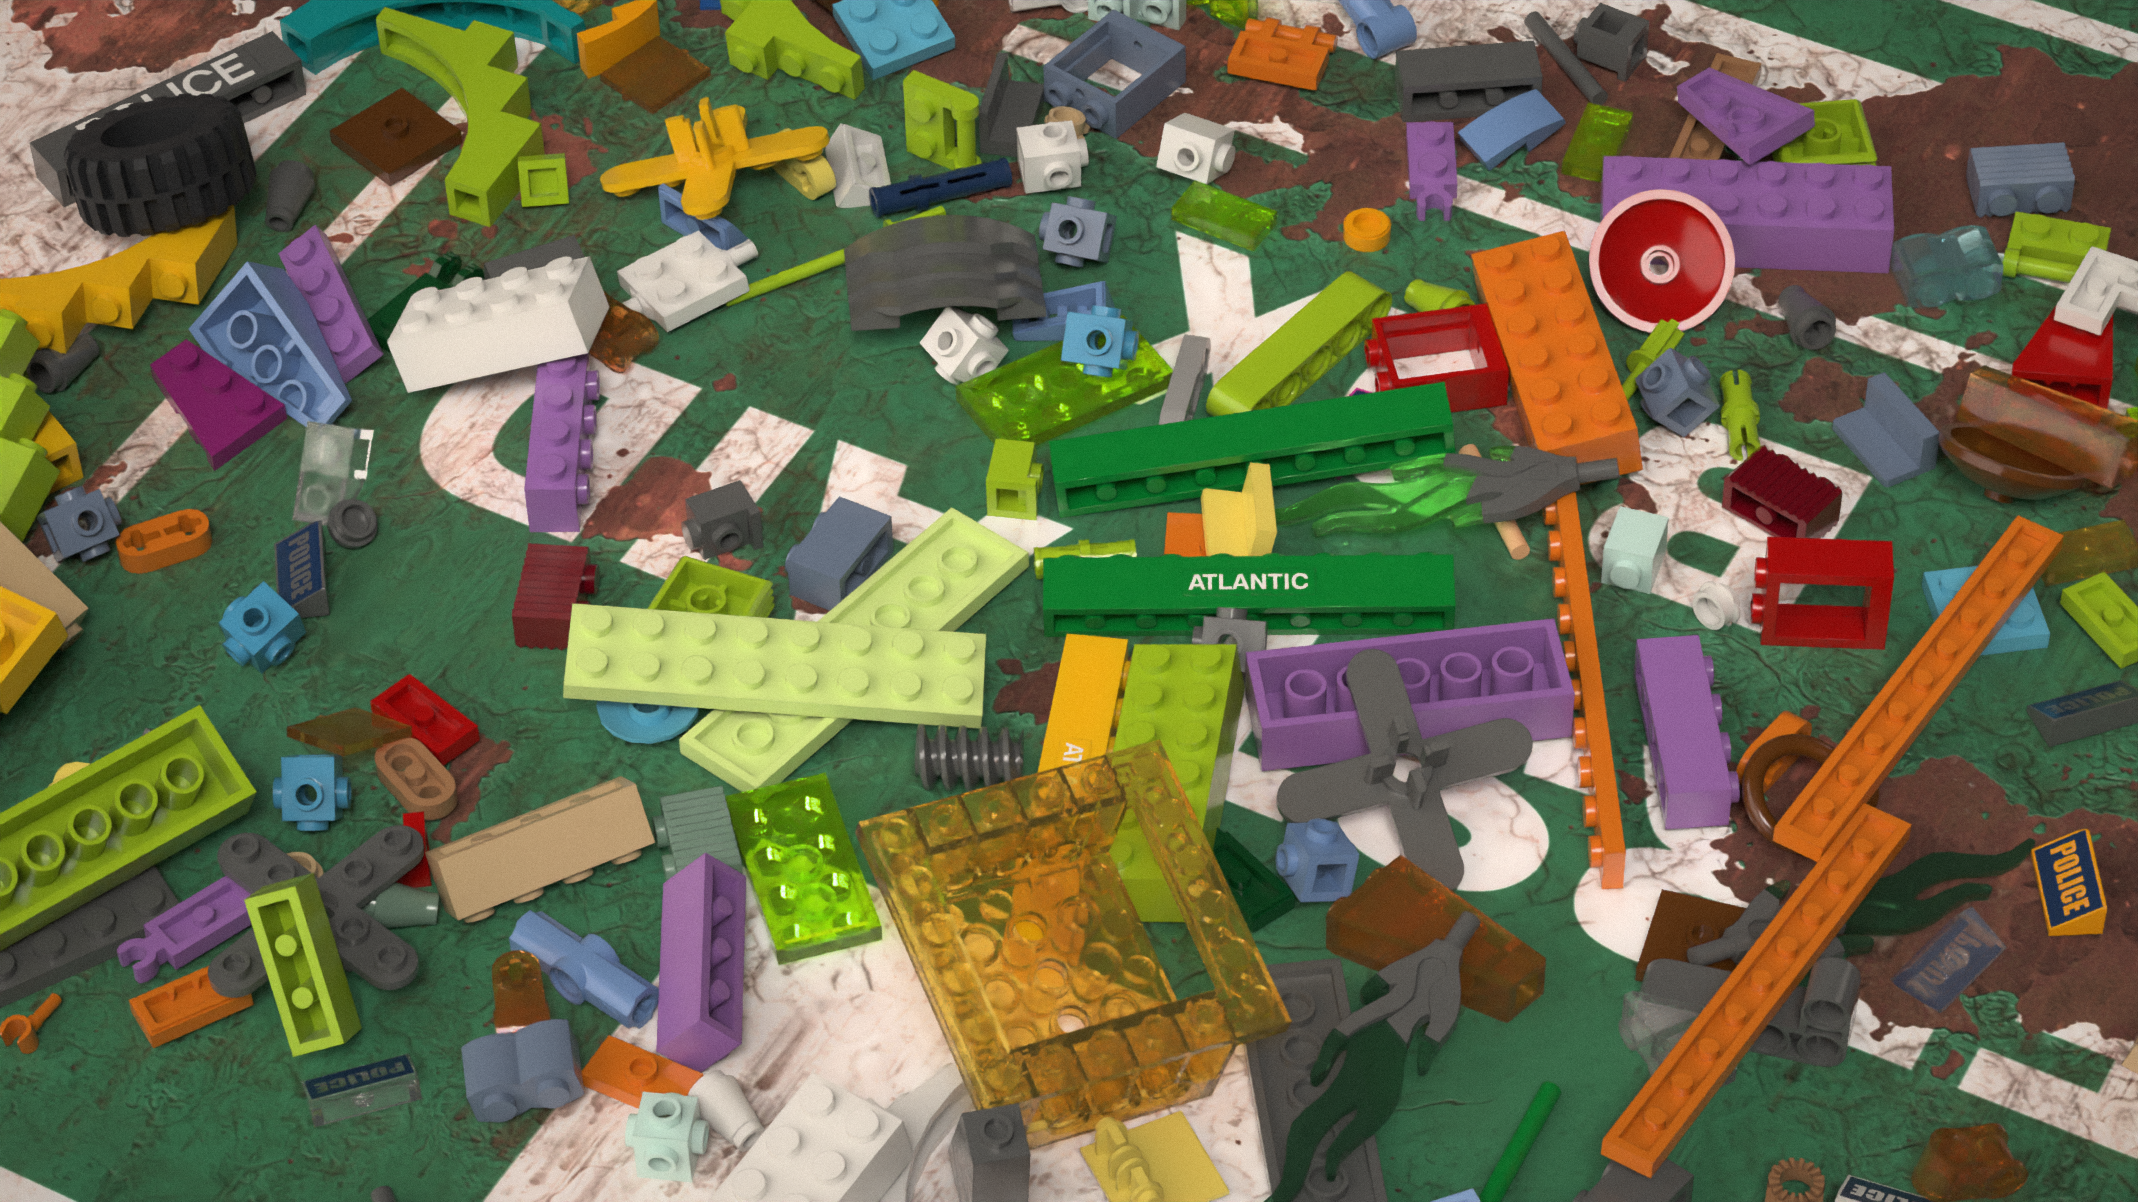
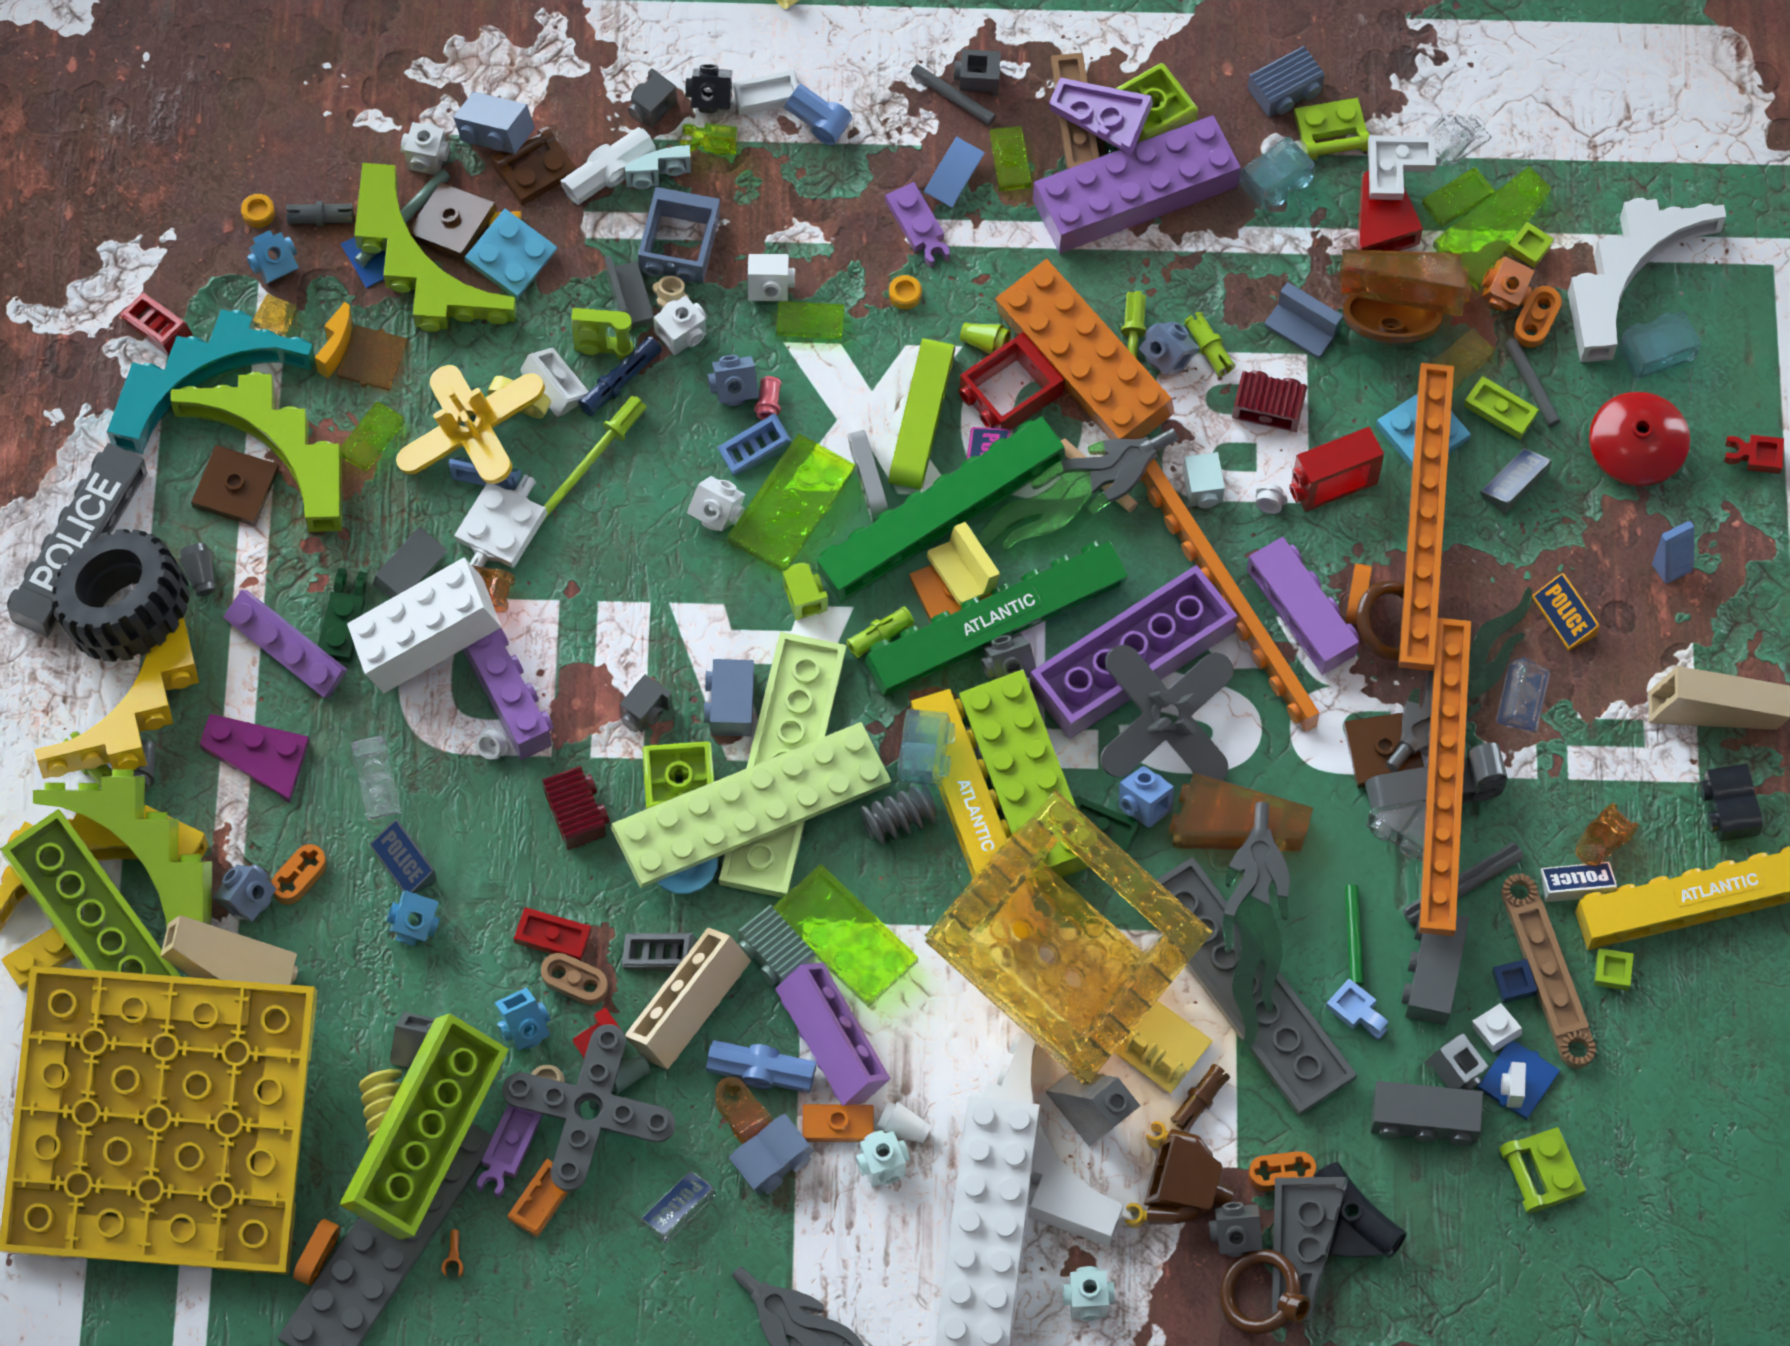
camera: 30 degrees left, 20 degrees up
(273, 340) = (271, 693): medium blue wedge -> none
(303, 964) = (614, 1154): lime brick -> none
(349, 731) = (516, 967): clear orange piece -> none
(352, 523) = (412, 808): dark grey plate -> none
(502, 492) = (486, 746): none -> white plate
(543, 180) = (362, 483): lime plate -> none
(557, 781) = (662, 940): none -> dark grey slope
(598, 143) = (371, 436): none -> clear neon green plate
(942, 265) = (671, 455): dark grey slope -> none
(1043, 680) = (925, 747): none -> clear light blue brick
(1082, 338) = (807, 470): dark azure brick -> none
(1115, 268) = (768, 397): none -> coral pin
(1282, 53) = (776, 175): orange plate -> none
(1463, 79) = (906, 144): dark grey brick -> none
(1666, 228) = (1130, 253): red dish -> none
(1751, 1144) = (1475, 876): none -> dark grey axle
(1807, 319) = (1213, 251): dark grey cone -> none

